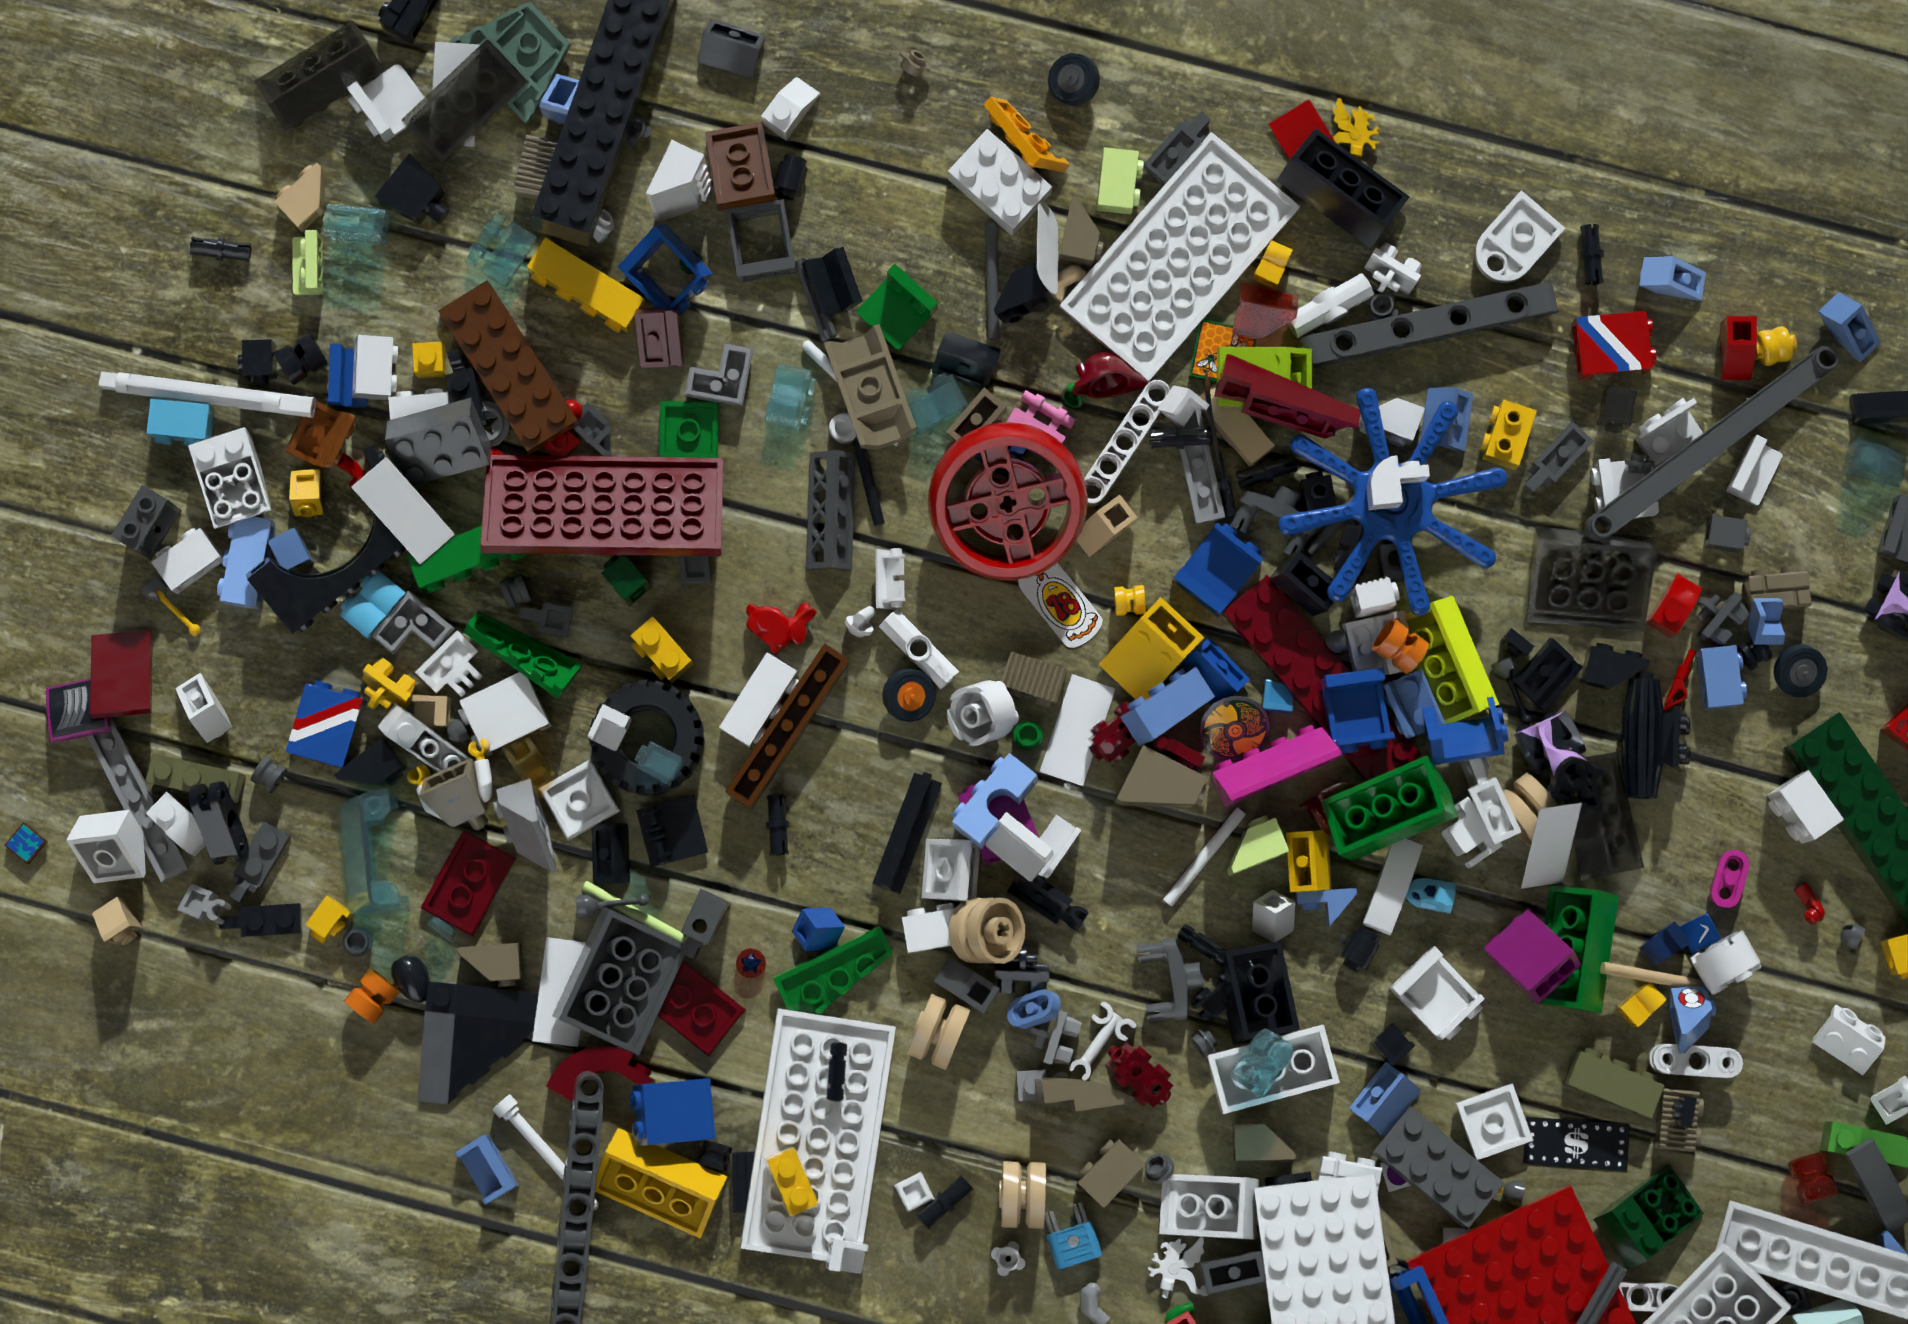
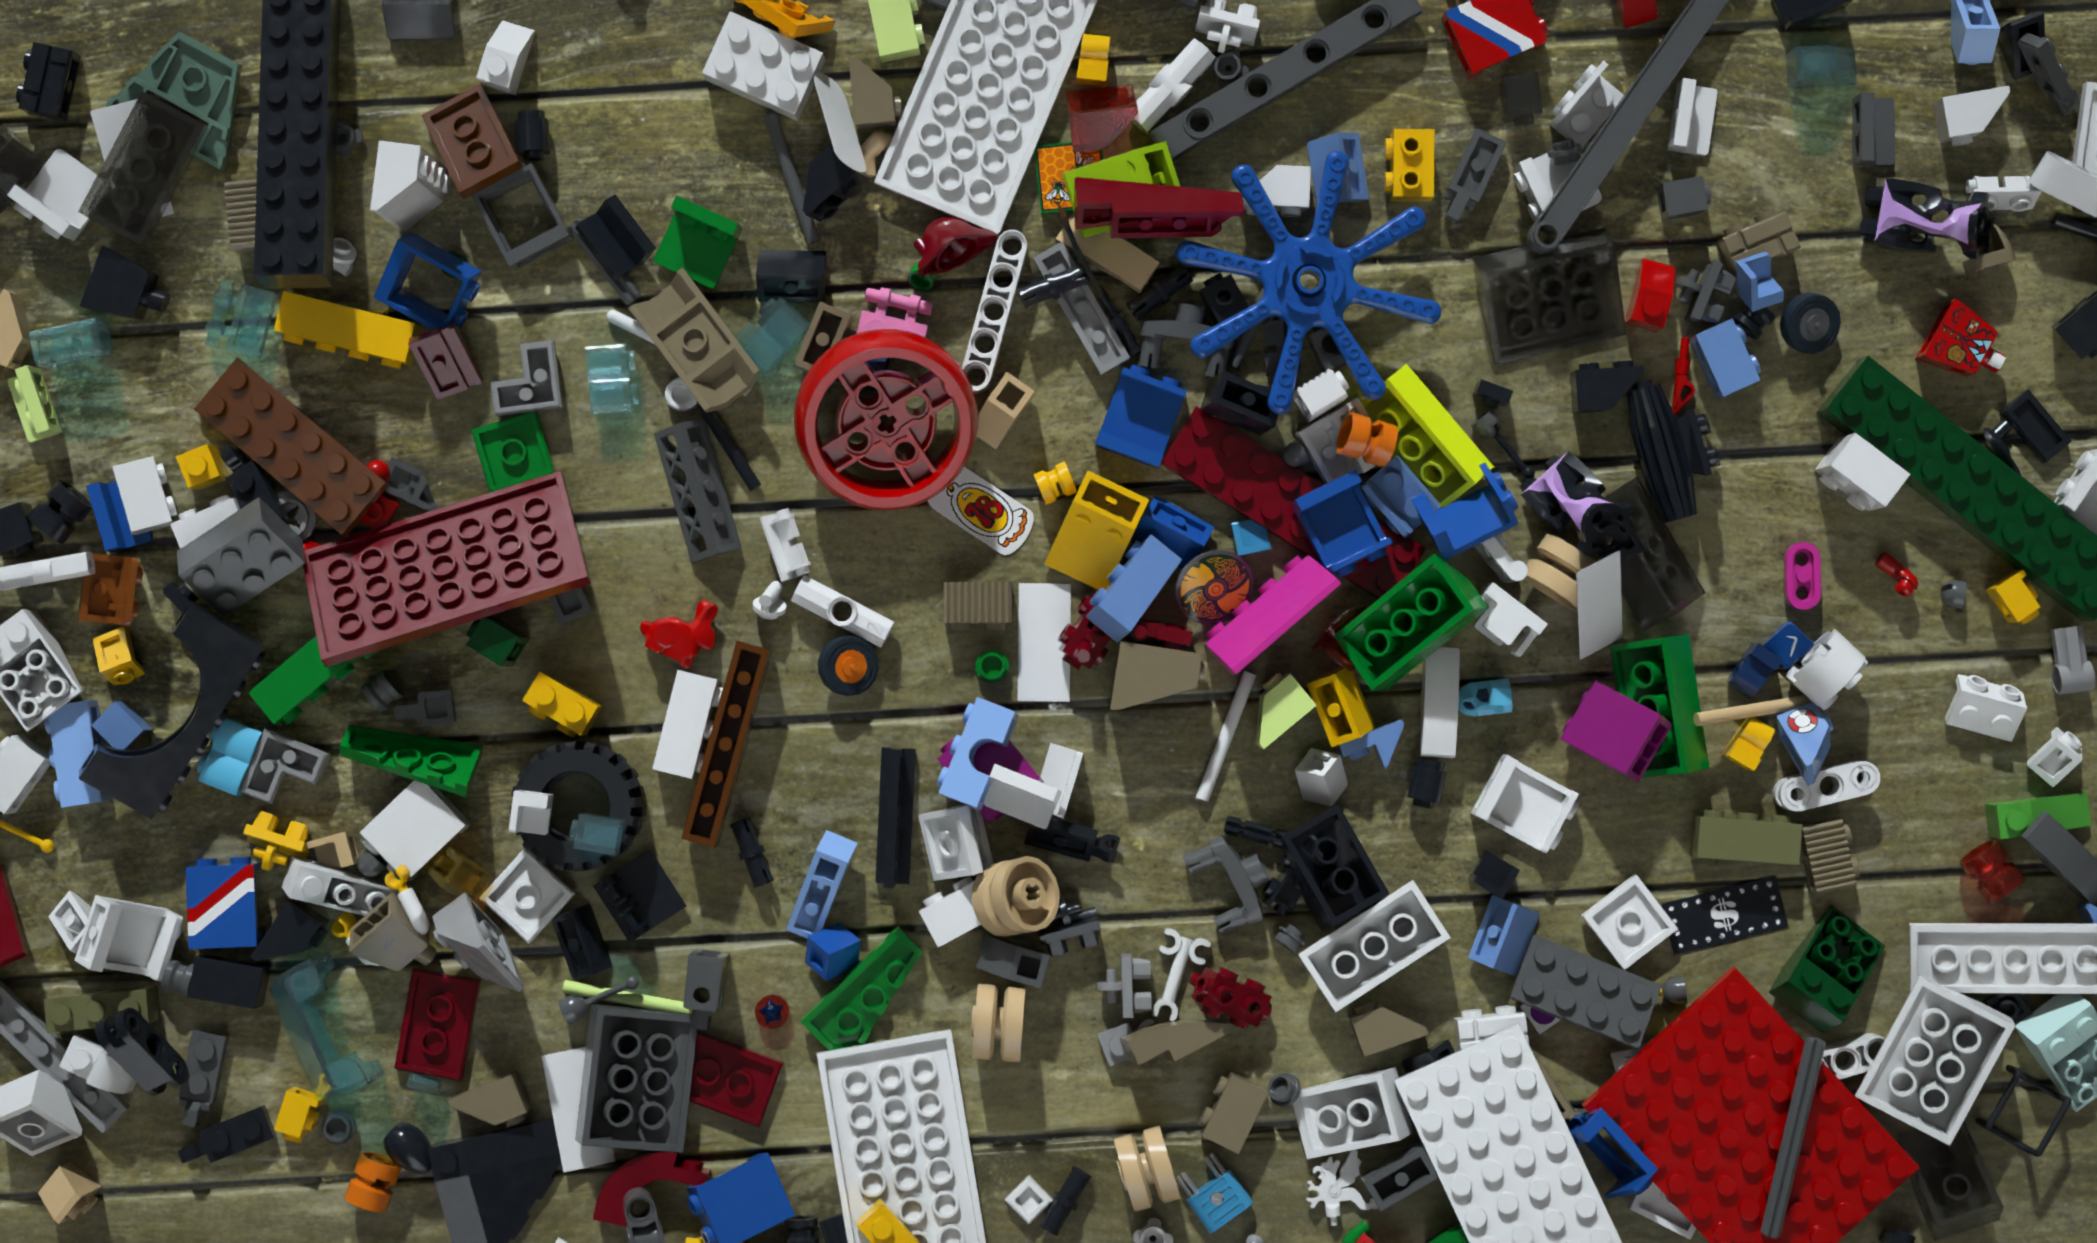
camera: 10 degrees left, 5 degrees up
(202, 904) = (156, 1143): light grey plate -> none
(239, 726) = (128, 937): none -> white panel
(308, 790) = (229, 981): none -> black panel
(351, 467) = (158, 613): red arm -> none
(403, 510) = (225, 646): white sticker -> none
(450, 665) = (338, 794): white hinge -> none
(558, 98) = (242, 130): medium blue slope -> none
(827, 870) = (821, 884): none -> light blue slope
(837, 1071) = (902, 1101): black axle -> none
(982, 712) = (933, 660): white brick -> none
(1040, 1008) = (1094, 963): medium blue plate -> none
(1181, 404) = (1042, 250): white panel -> none
(1265, 1058) = (1360, 949): clear light blue brick -> none
(1386, 480) = (1294, 266): white brick -> none
(1494, 810) = (1527, 589): white plate -> none
(1547, 674) = (1535, 416): black plate -> none
(1683, 1111) = (1833, 848): black plate -> none

